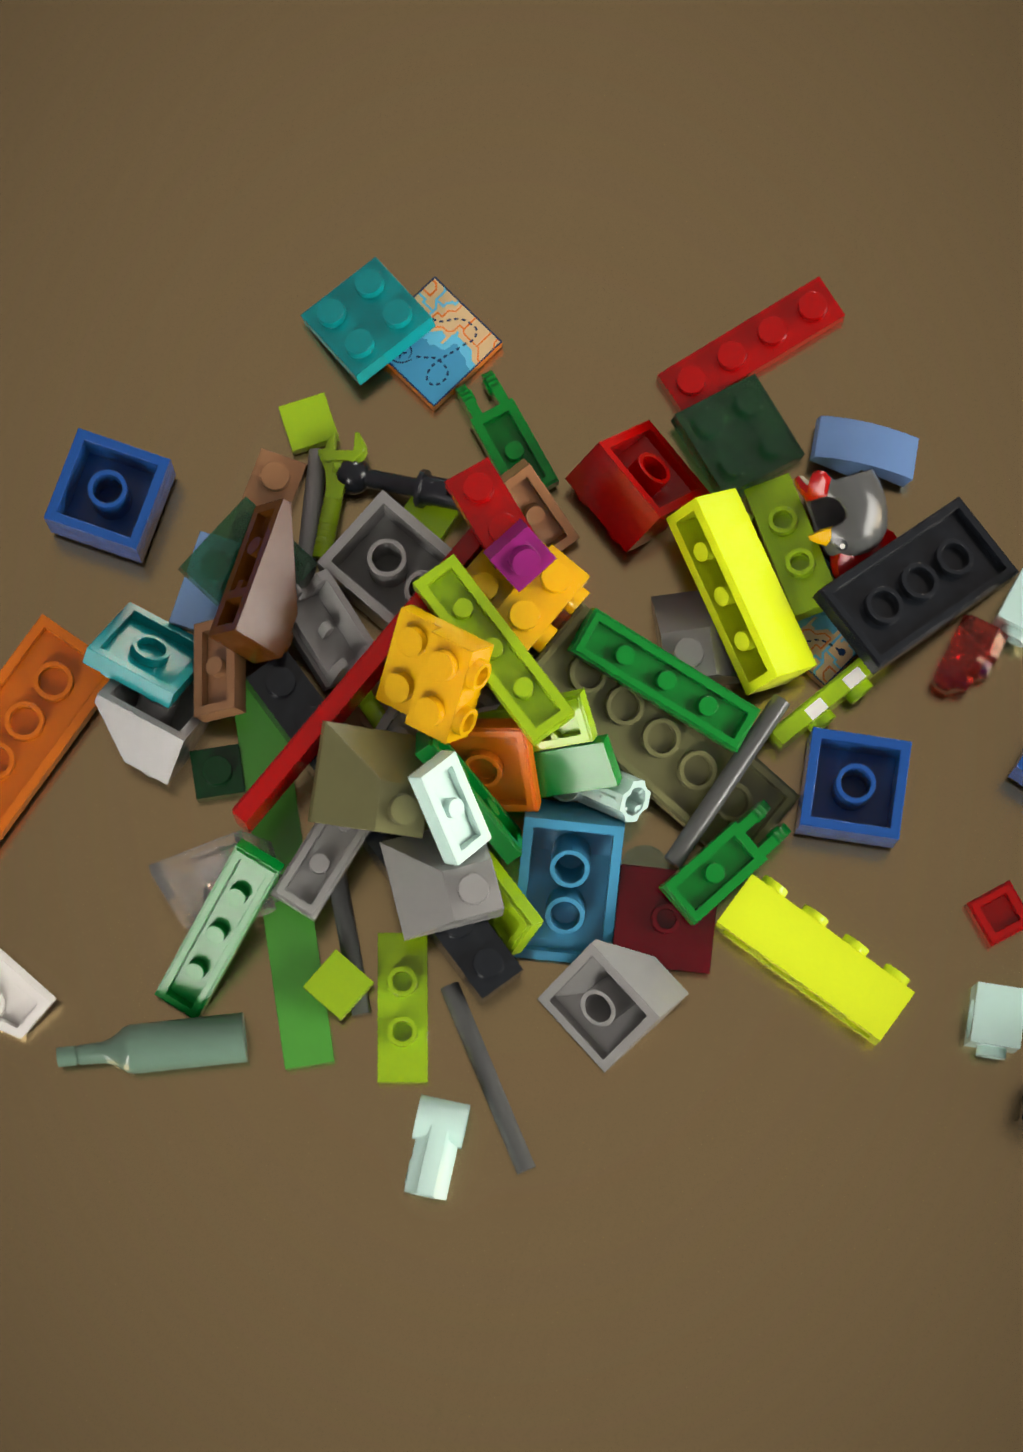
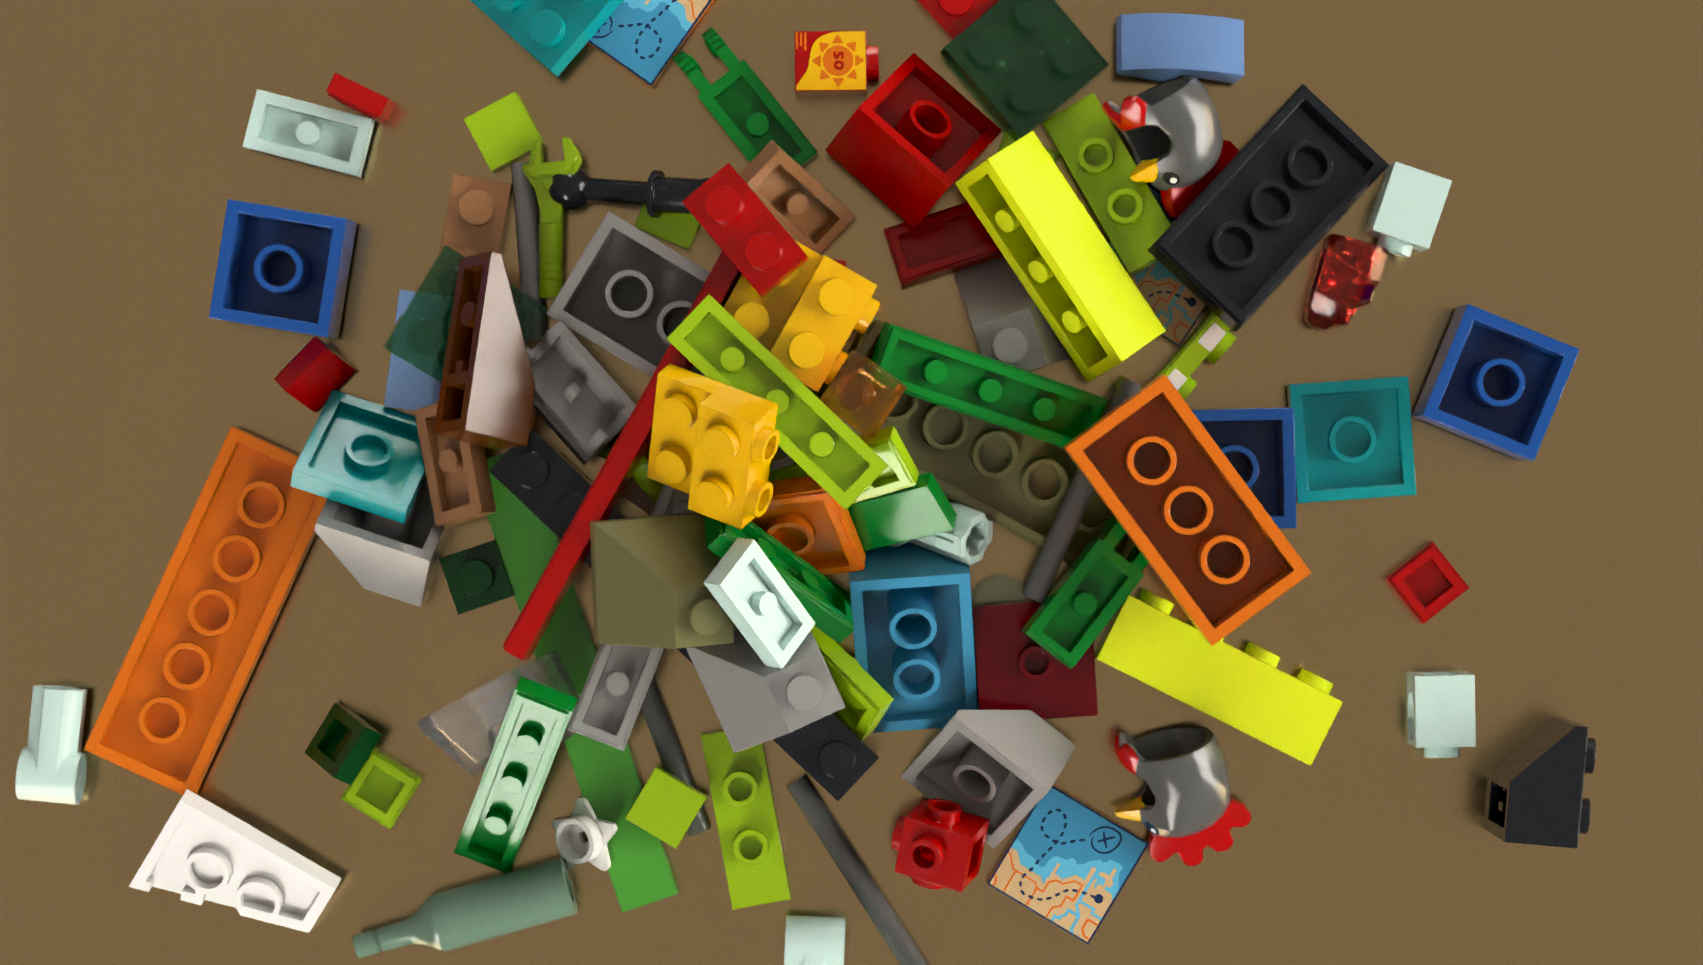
camera: 15 degrees left, 10 degrees up
(81, 887) = (343, 743): none -> dark green plate
(105, 932) = (382, 788): none -> lime tile
(118, 584) = (314, 374): none -> red tile
(151, 396) = (308, 133): none -> light aqua plate
(199, 375) = (360, 98): none -> red tile
(253, 1000) = (570, 840): none -> white plate
(519, 555) = (788, 281): magenta plate -> none
(560, 1054) = (939, 844): none -> red brick
(564, 657) = (863, 394): none -> clear orange plate
(583, 413) = (834, 63): none -> brick
(645, 572) = (939, 245): none -> red tile
(663, 1093) = (1067, 863): none -> tile
(772, 1049) = (1184, 793): none -> dark grey piece
(811, 800) = (1187, 509): none -> orange brick
(956, 785) = (1353, 439): none -> teal plate

